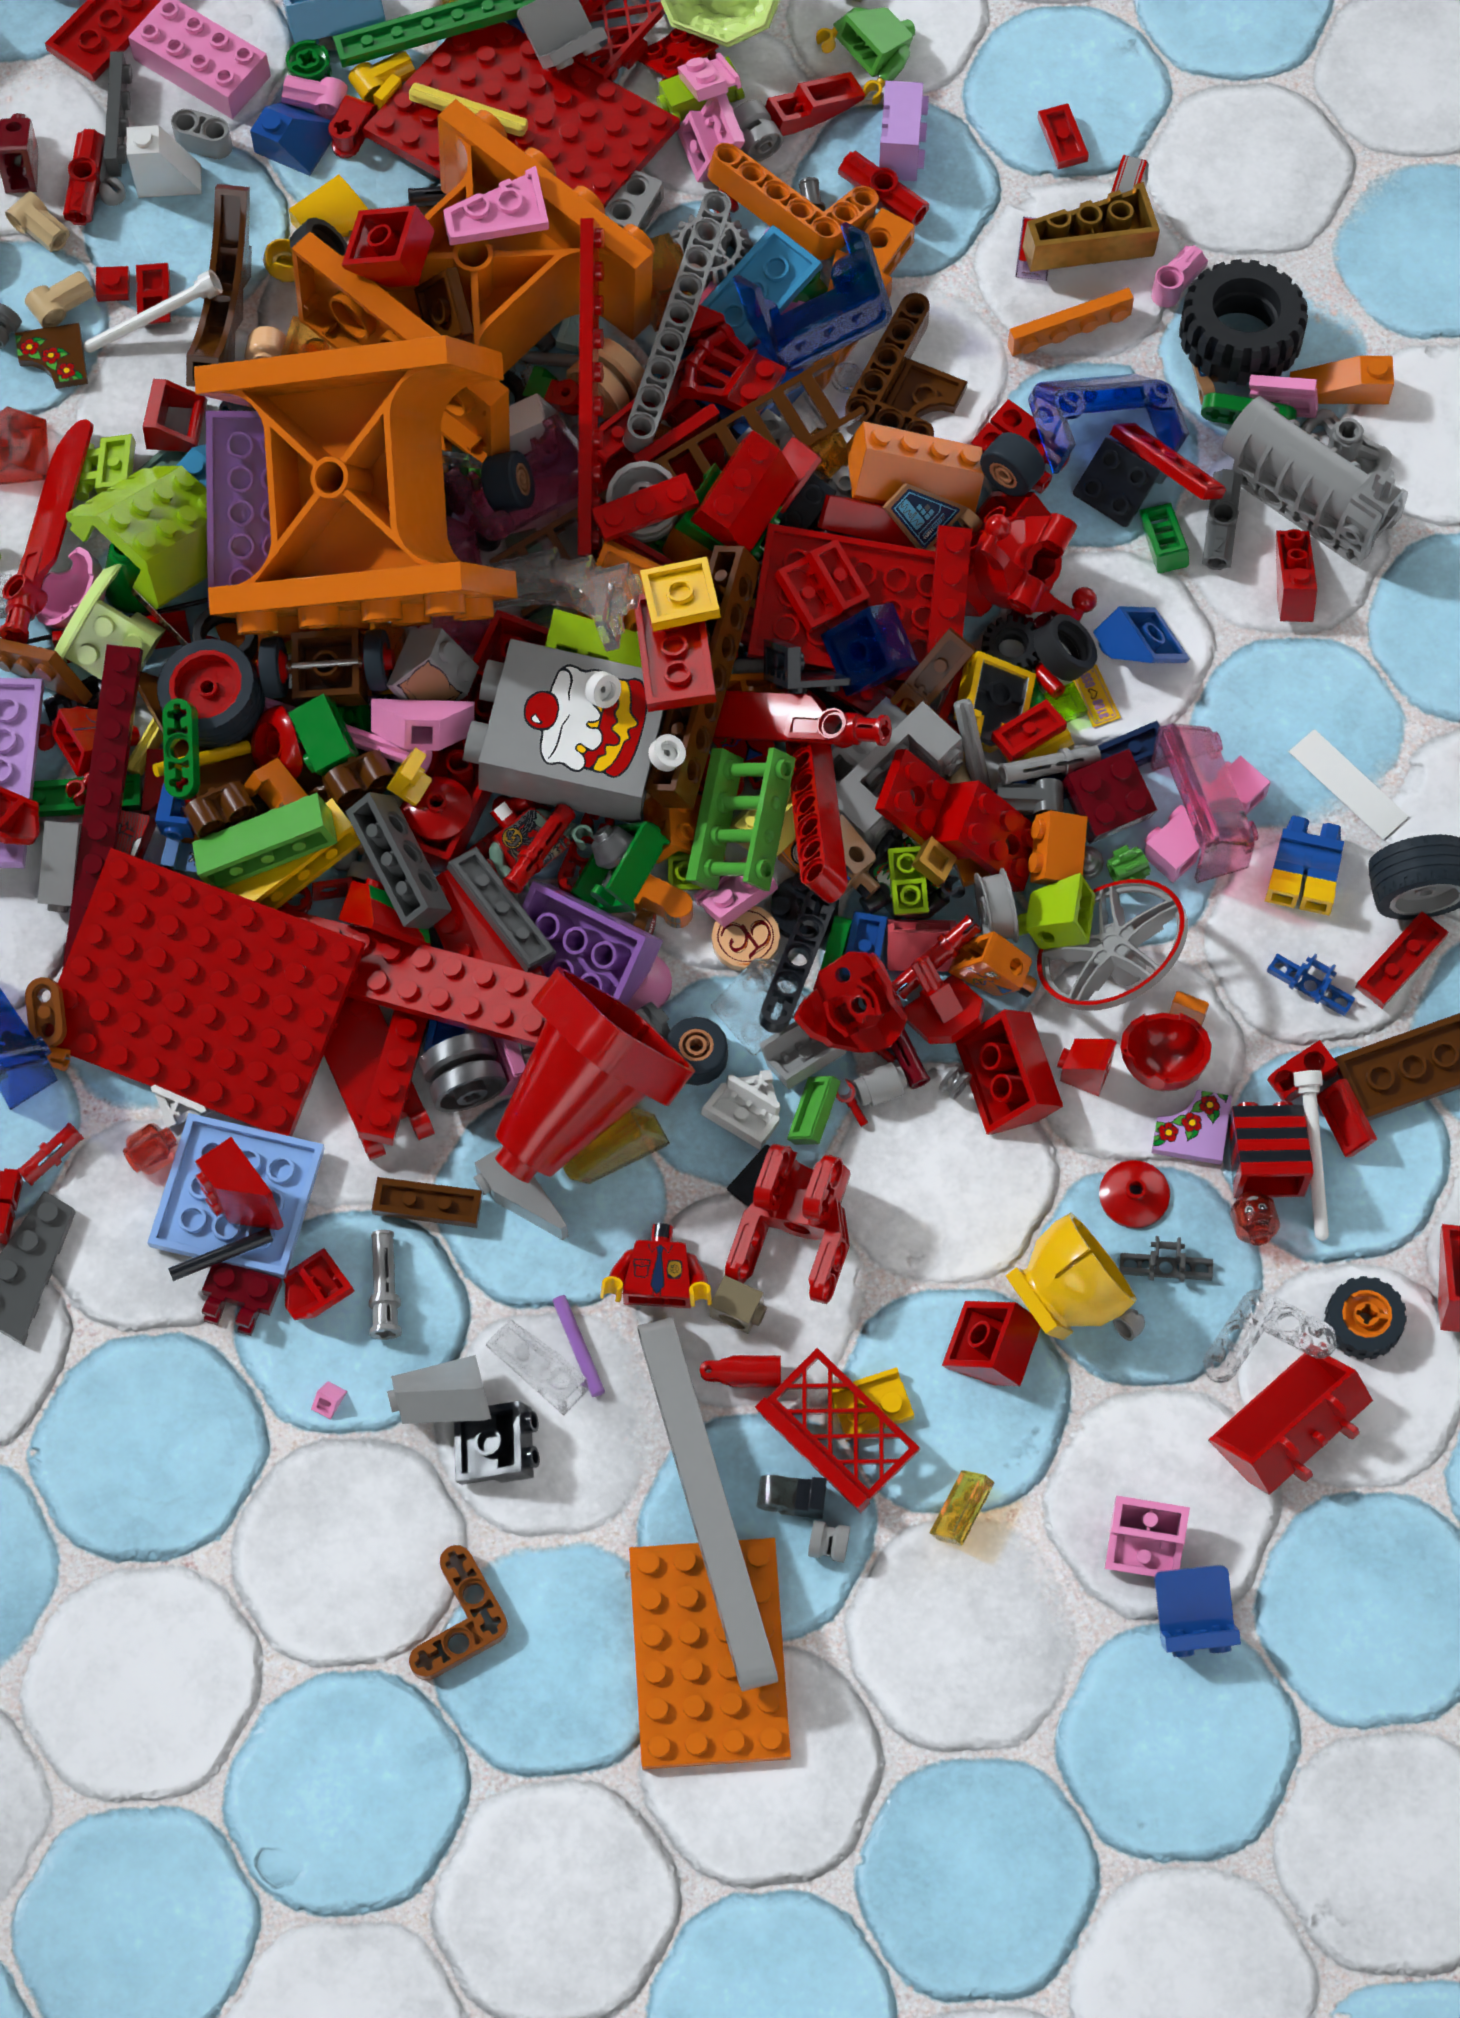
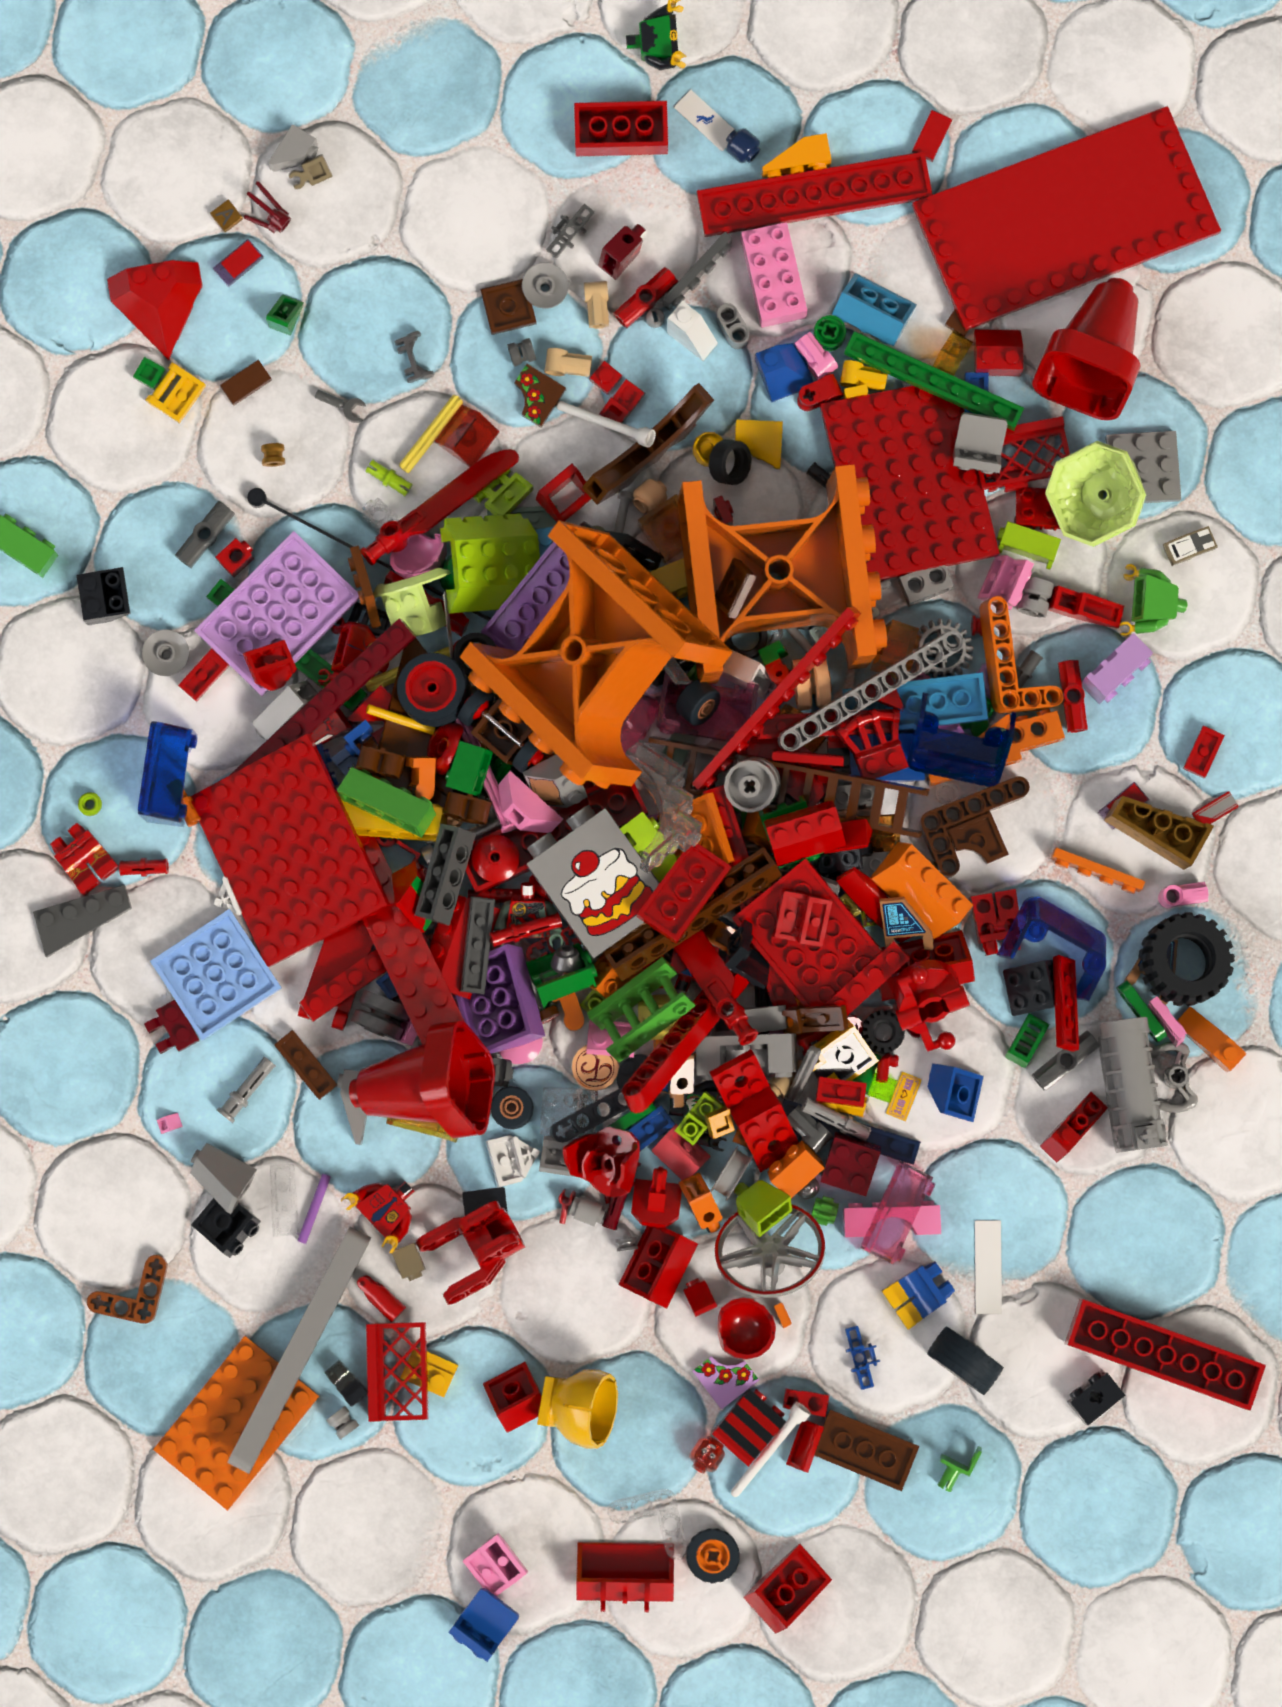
camera: 40 degrees right, 15 degrees up
(42, 1014) = (201, 790): dark orange plate -> none
(150, 1148) = (194, 910): clear red head -> none
(173, 774) = (381, 730): green beam -> none
(220, 1254) = (179, 1002): black bar -> none
(236, 1188) = (210, 981): red slope -> none
(315, 1286) = (212, 1060): red slope -> none
(389, 245) = (732, 529): red slope -> none
(410, 780) = (491, 834): yellow bracket -> none
(440, 100) = (885, 447): light yellow axle -> none
(505, 211) = (813, 558): bright pink wing -> none
(603, 689) = (624, 882): white tile -> none
(645, 507) = (743, 795): red plate -> none
(667, 752) = (626, 947): white tile -> none
(680, 594) = (713, 865): yellow plate -> none
(708, 77) = (1032, 548): bright pink plate -> none
(813, 1110) = (541, 1193): bright green tile -> none
(870, 648) = (796, 975): clear blue slope -> none
(944, 949) = (686, 1171): red pin -> none
(962, 1507) = (422, 1466): clear yellow plate -> none
(1012, 464) = (974, 934): black wheel -> none
(1054, 655) = (896, 1054): black tyre -> none
(1129, 1324) = (592, 1454): light grey hinge -> none
(1132, 1209) = (665, 1371): red dish -> none
(1155, 1261) = (640, 1429): dark grey piece -> none
(1401, 959) = (917, 1389): red plate -> none

